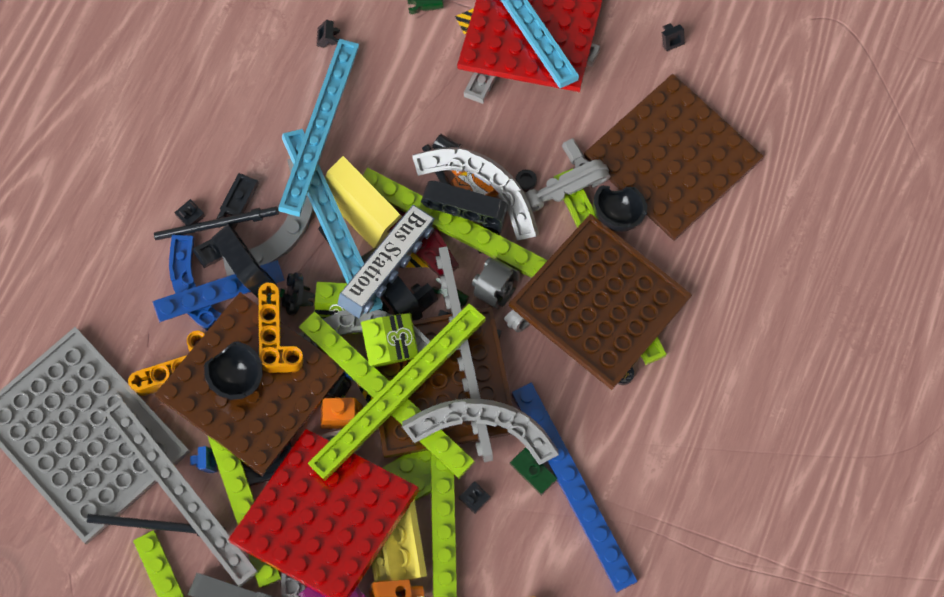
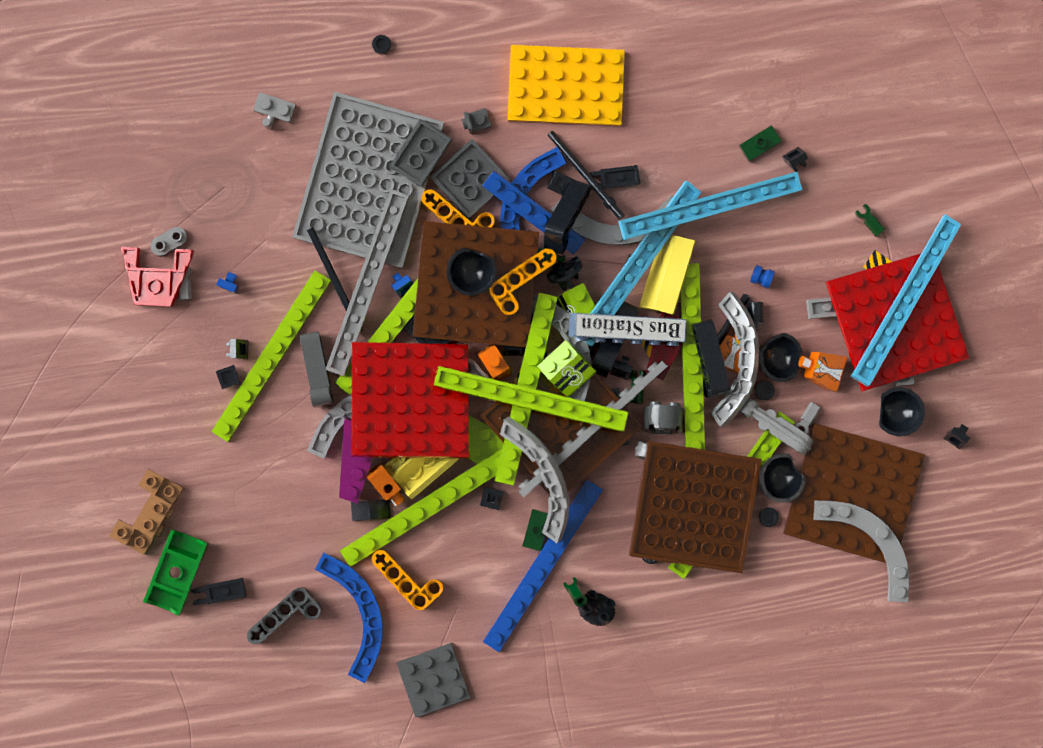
camera: 55 degrees right, 15 degrees up
(89, 365) = (420, 153): none -> dark grey tile
(96, 297) = (476, 121): none -> dark grey bracket
(120, 197) = (566, 85): none -> yellow plate
(141, 338) = (463, 178): none -> dark grey plate
(189, 213) = (583, 147): black tile -> none
(292, 58) = (760, 143): none -> dark green plate
(416, 122) = (762, 276): none -> blue wheel
(503, 144) = (780, 357): none -> black cylinder
(538, 114) = (823, 369): none -> orange torso
(619, 68) = (901, 411): none -> black cylinder
(620, 465) = (576, 593): none -> dark green bar
(648, 455) = (598, 609): none -> black plate
(650, 244) = (768, 517): none -> black tile
(725, 150) = (881, 534): none -> light grey plate

